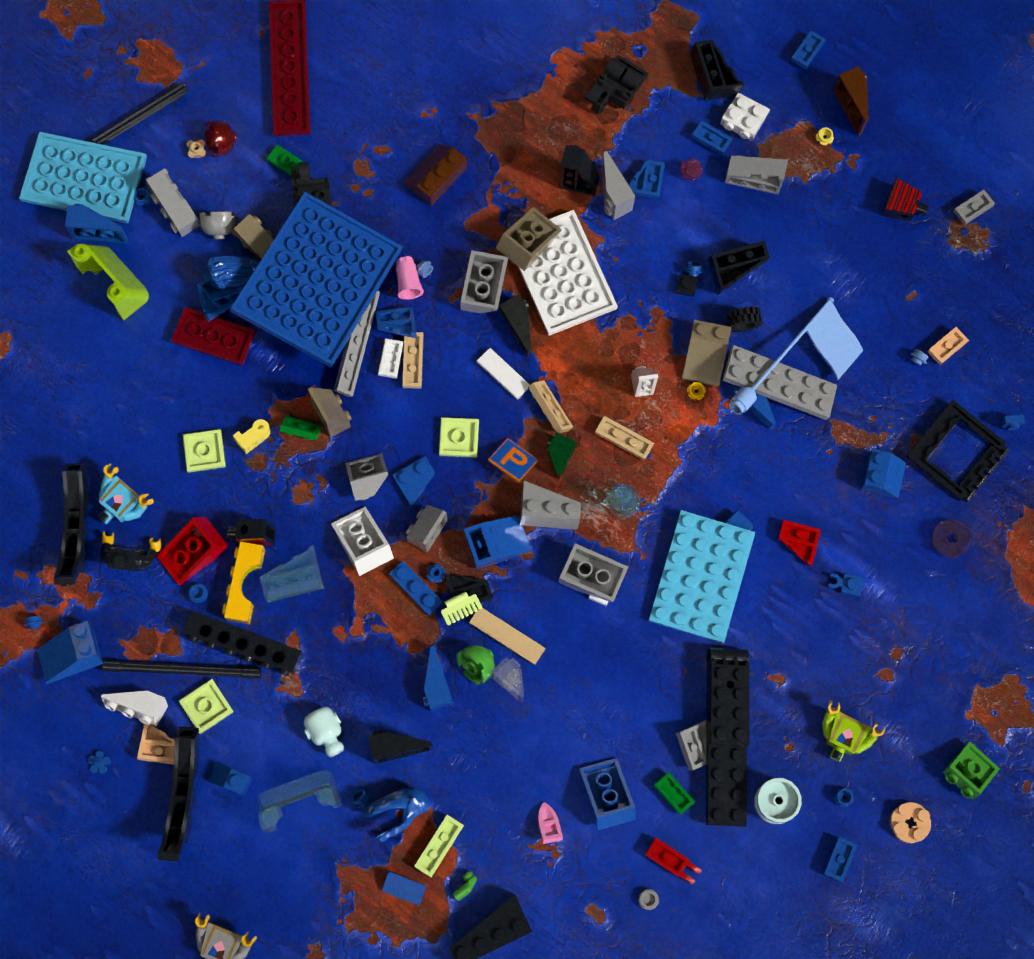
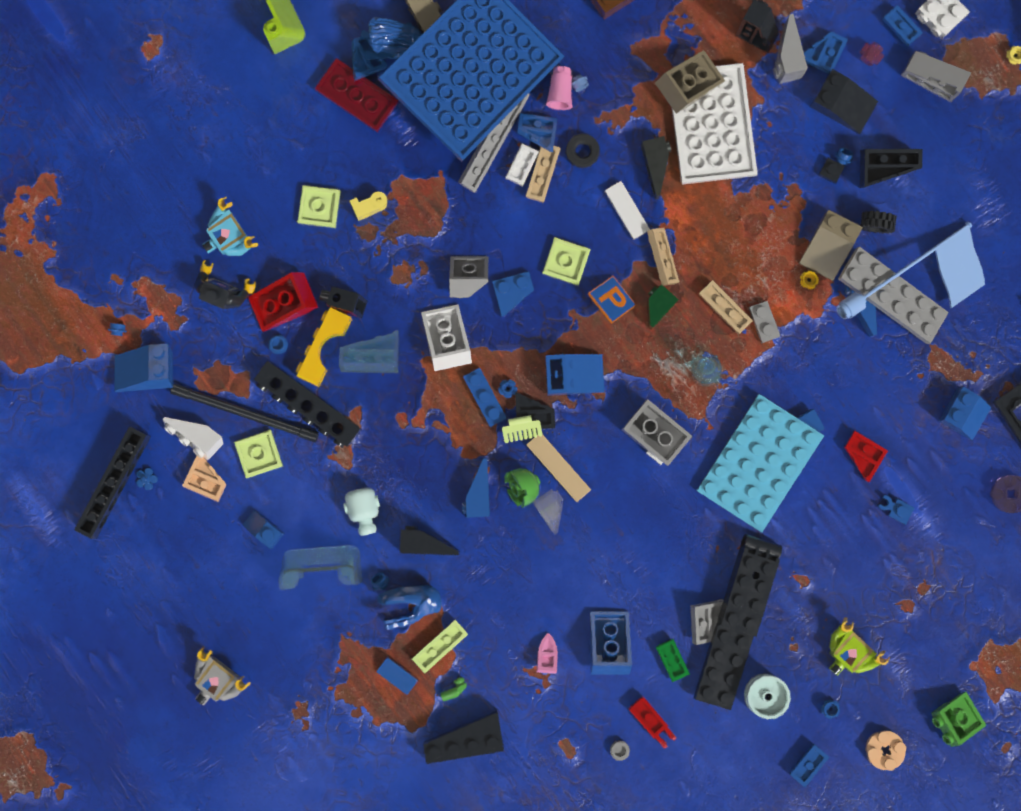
camera: 15 degrees right, 10 degrees up
(65, 774) = (112, 483): none -> black brick
(75, 526) = (177, 252): black arch -> none
(182, 794) = (215, 533): black arch -> none
(301, 428) = (417, 210): green plate -> none
(329, 410) = (449, 201): dark tan slope -> none
(427, 528) = (511, 342): light grey slope -> none
(445, 319) = (590, 142): none -> black tyre
(483, 282) = (633, 114): light grey slope -> none
(547, 508) = (631, 356): light grey wedge -> none
(644, 381) = (761, 256): white slope -> none
(665, 442) = (764, 322): none -> light grey plate
(679, 219) = (844, 102): none -> black slope

